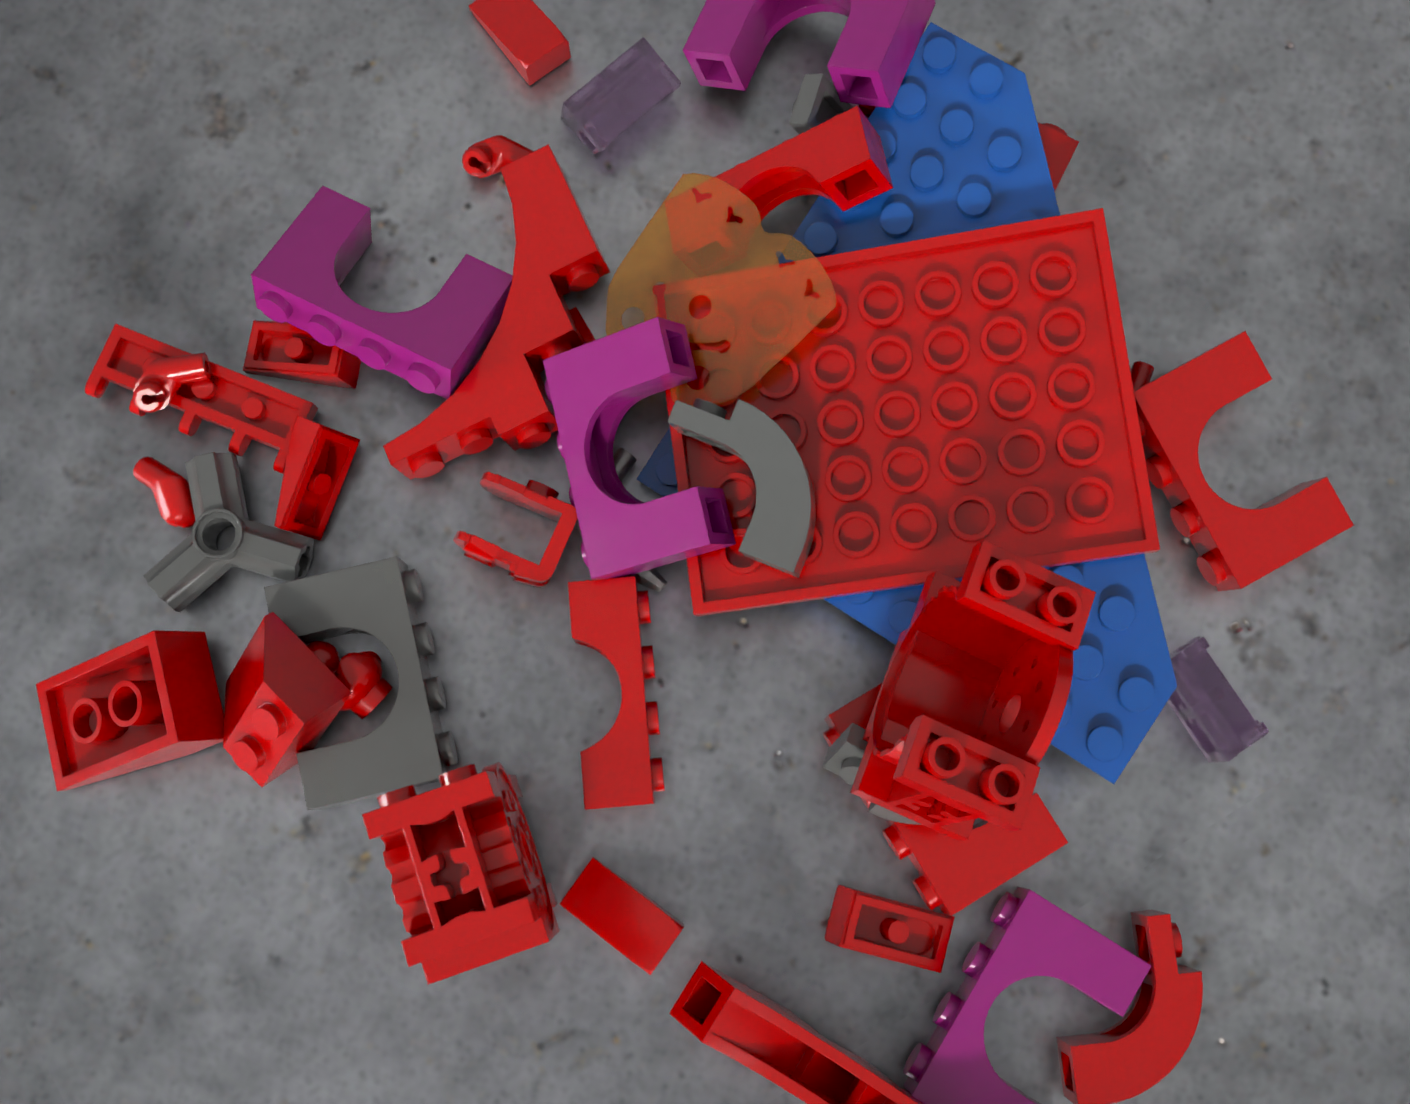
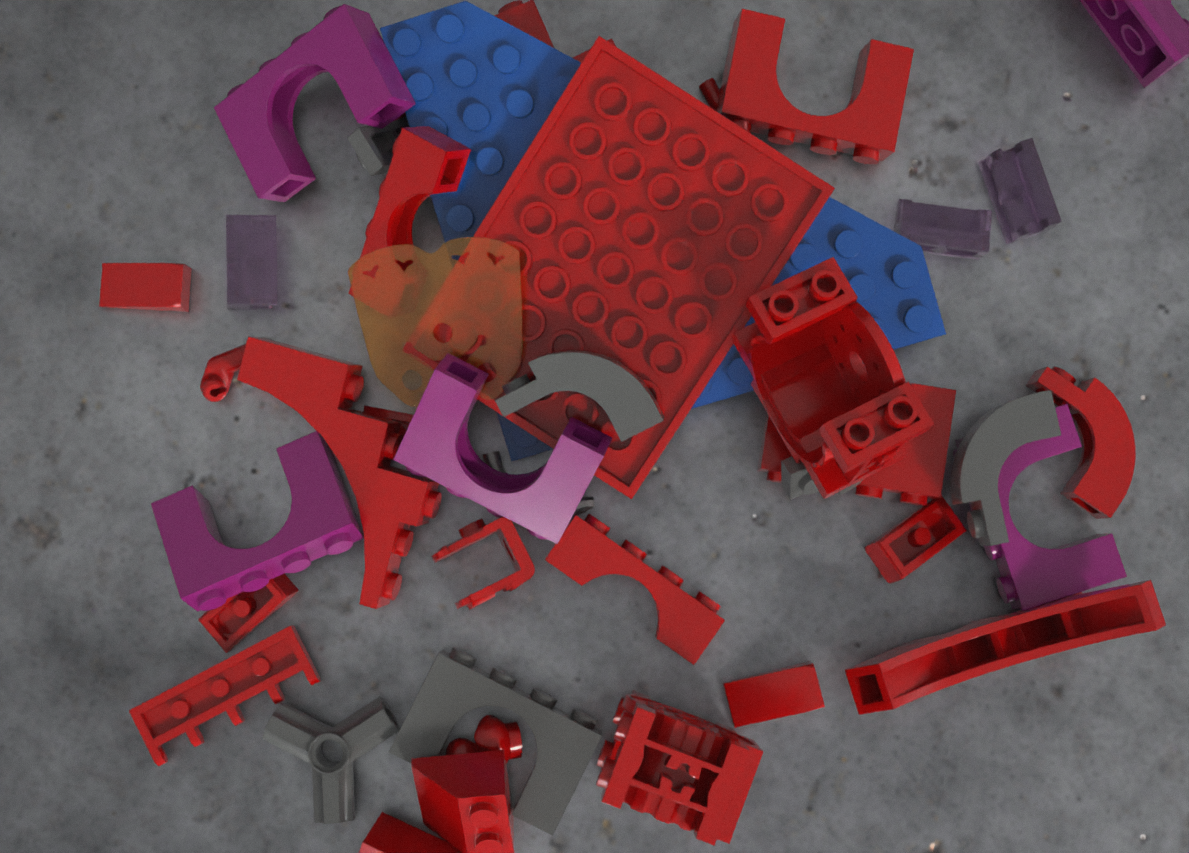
camera: 45 degrees left, 5 degrees up
(165, 377) = (195, 707): red arm -> none
(169, 490) = (269, 762): red arm -> none
(313, 477) = (338, 663): red slope -> none
(1034, 919) = (984, 453): none -> dark grey arch
(1311, 745) = (1020, 191): none -> clear purple hinge

